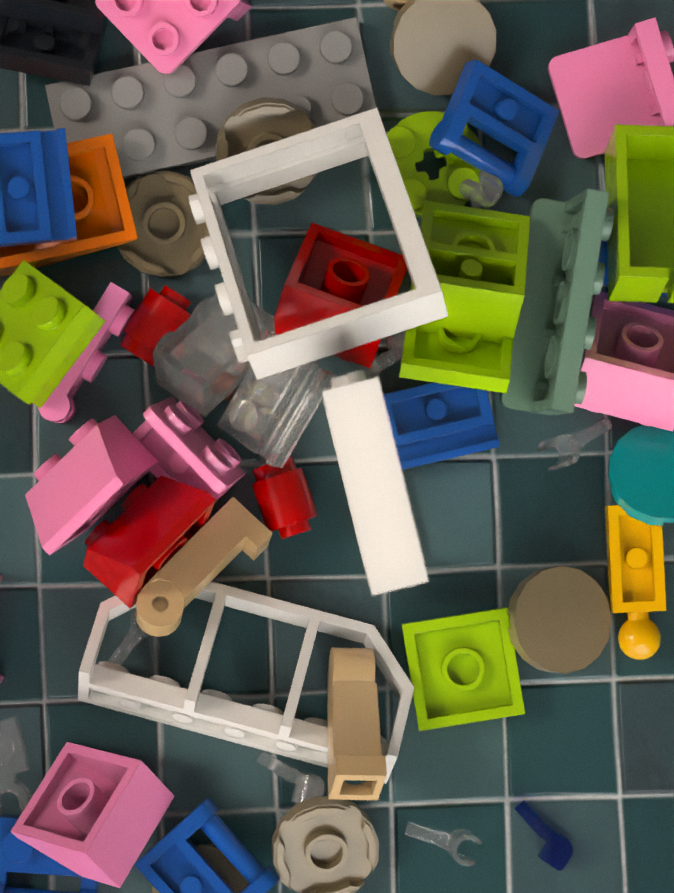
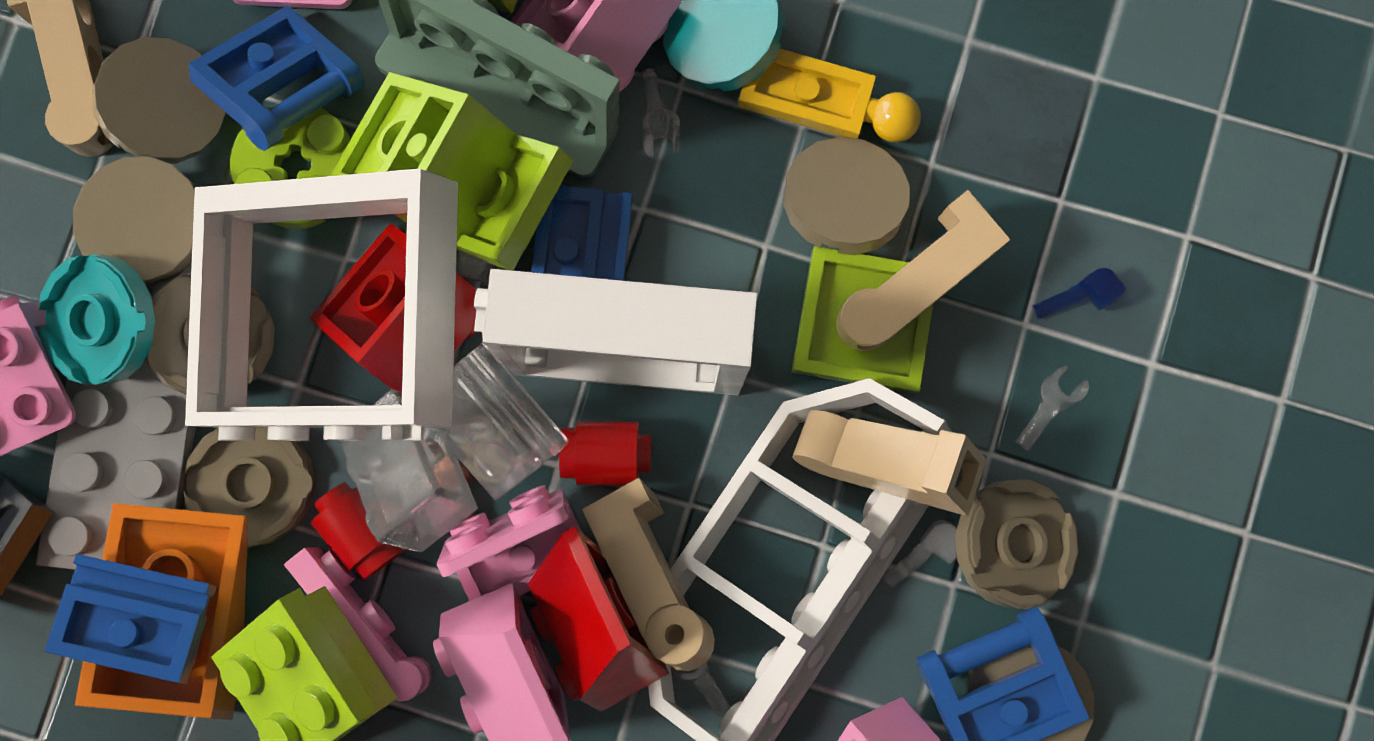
camera: 75 degrees left, 5 degrees down
(249, 65) = (96, 319): none -> teal tile
(339, 65) = (138, 214): none -> dark tan tile
(464, 677) = (878, 314): none -> tan leg
(482, 194) = (339, 110): clear hand -> none

